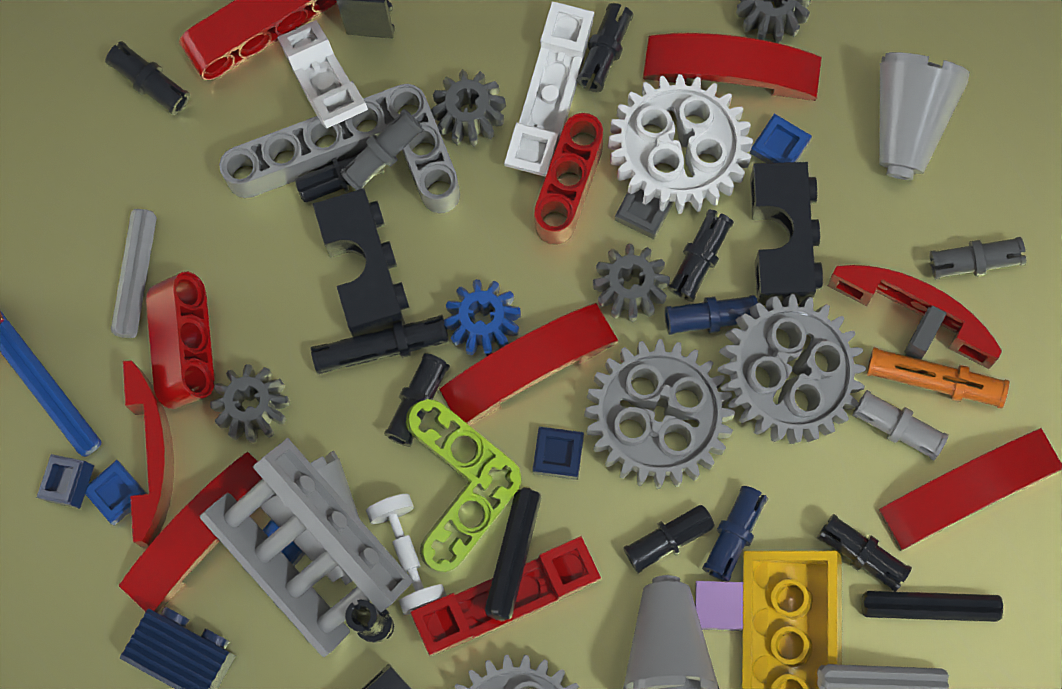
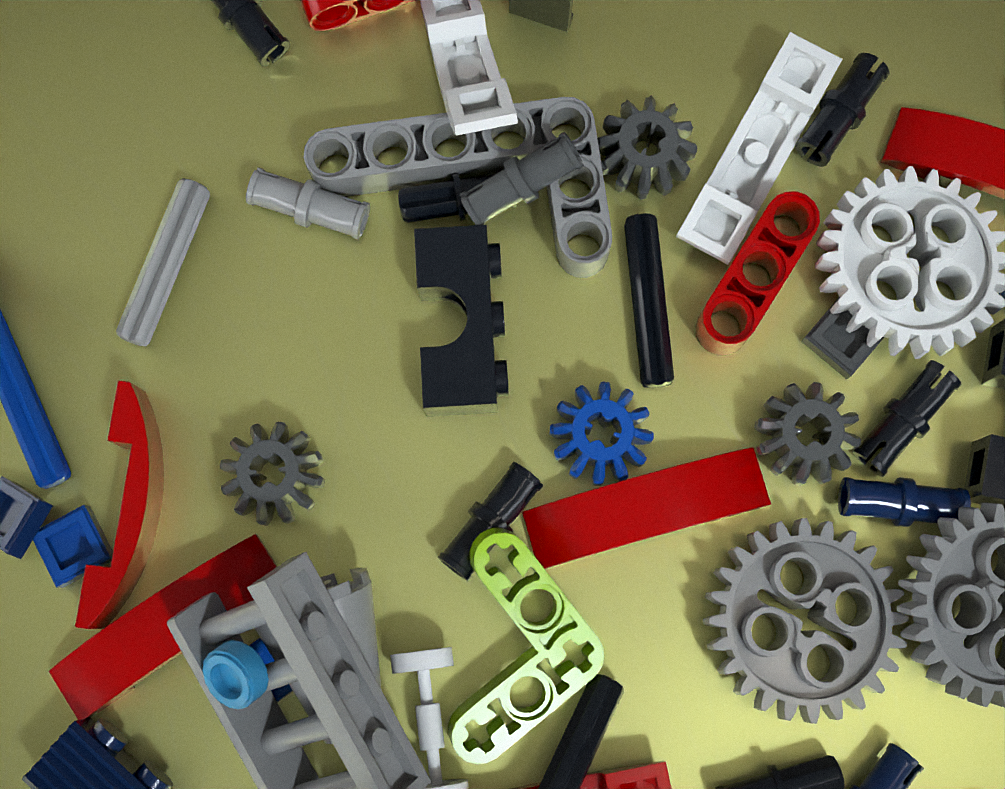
camera: 10 degrees right, 5 degrees up
(180, 340) = (200, 368): red beam -> none
(230, 205) = (307, 203): none -> light grey pin
(257, 539) = (235, 674): none -> dark azure tile
(390, 342) = (459, 435): black pin -> none
(496, 217) = (649, 301): none -> black axle
(558, 453) = (658, 636): dark blue tile -> none

